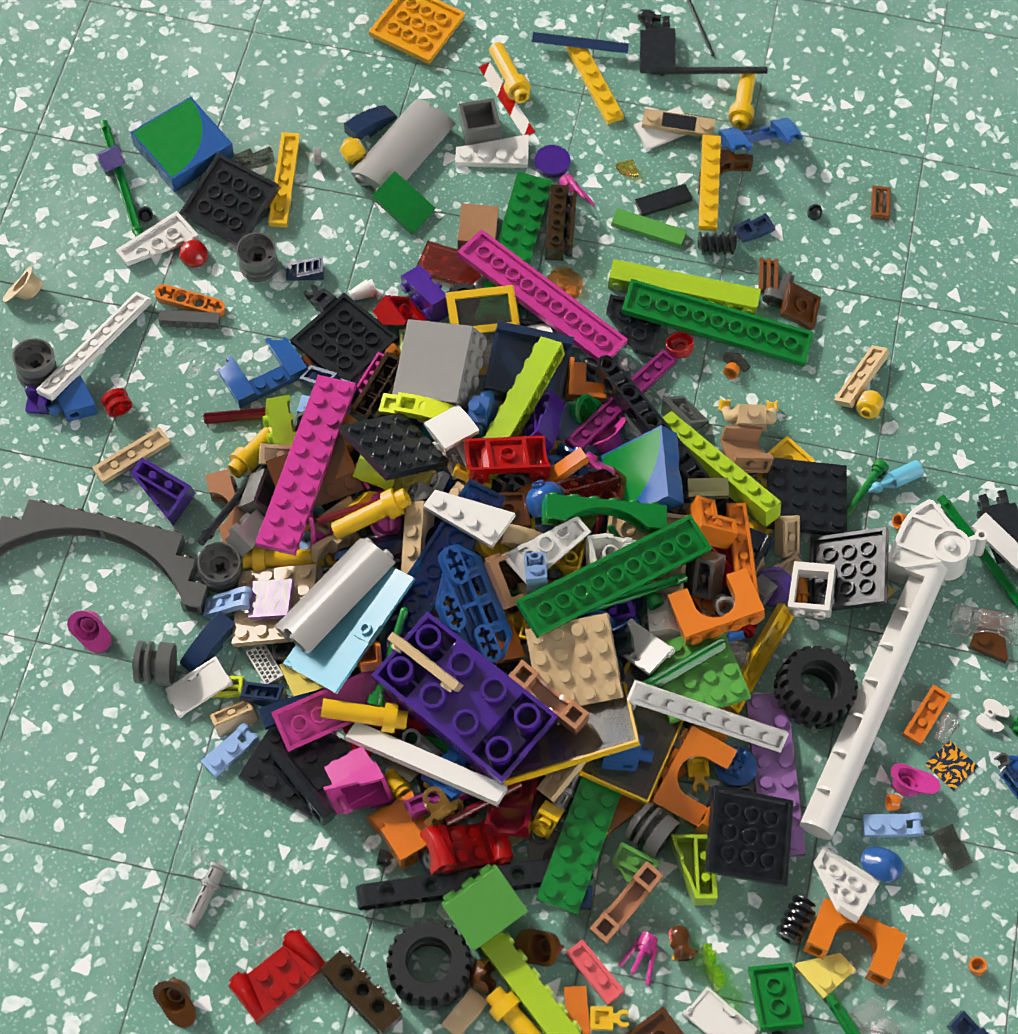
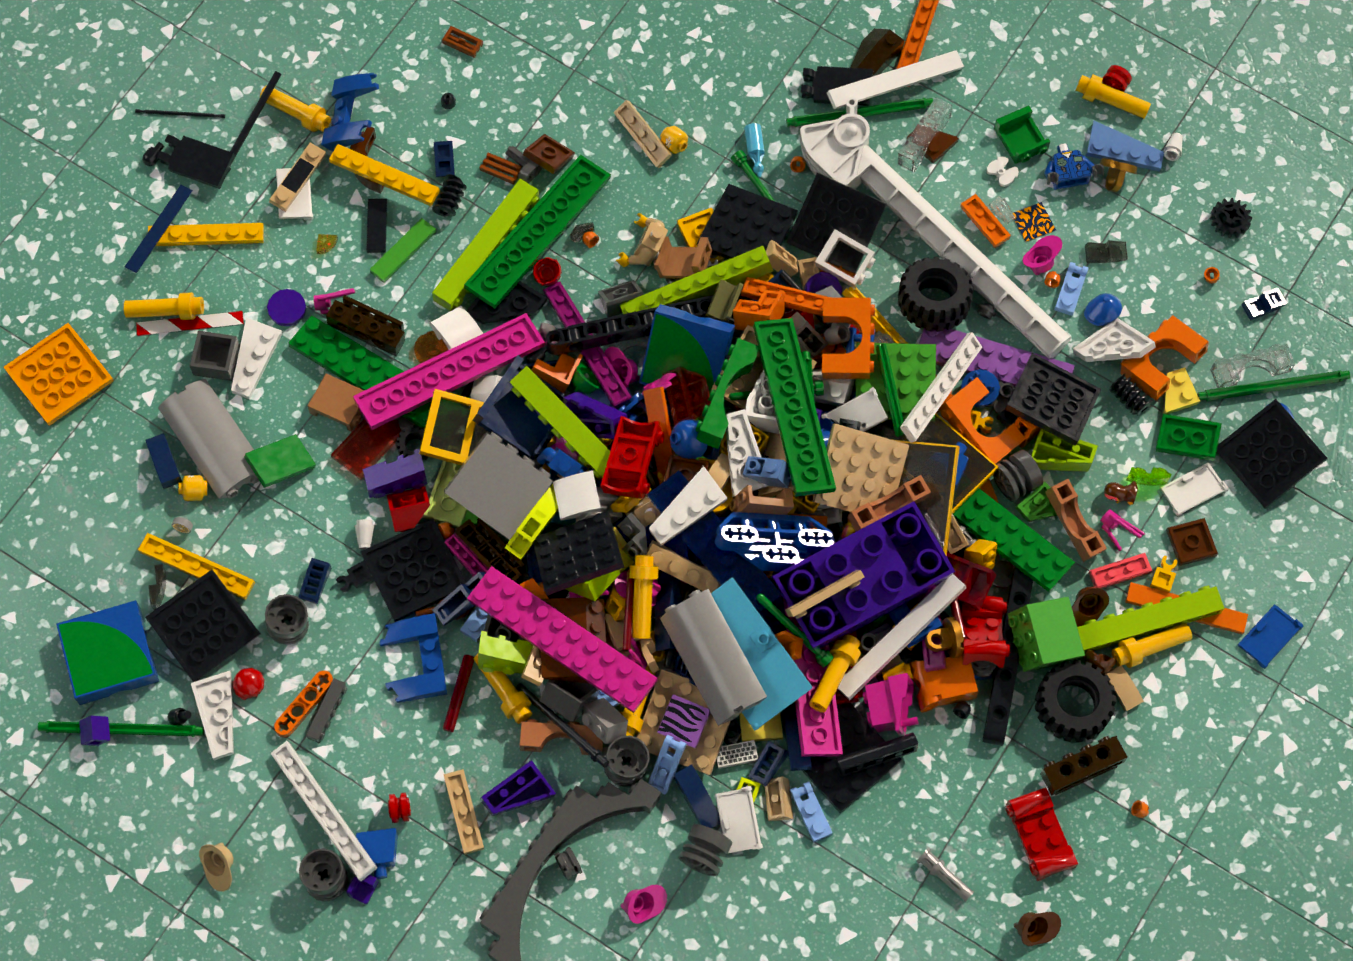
camera: 70 degrees left, 5 degrees up
(108, 554) = (568, 863): none -> dark grey wheel
(590, 291) = (455, 327): none -> white slope
(825, 747) = (986, 310): none -> dark grey plate

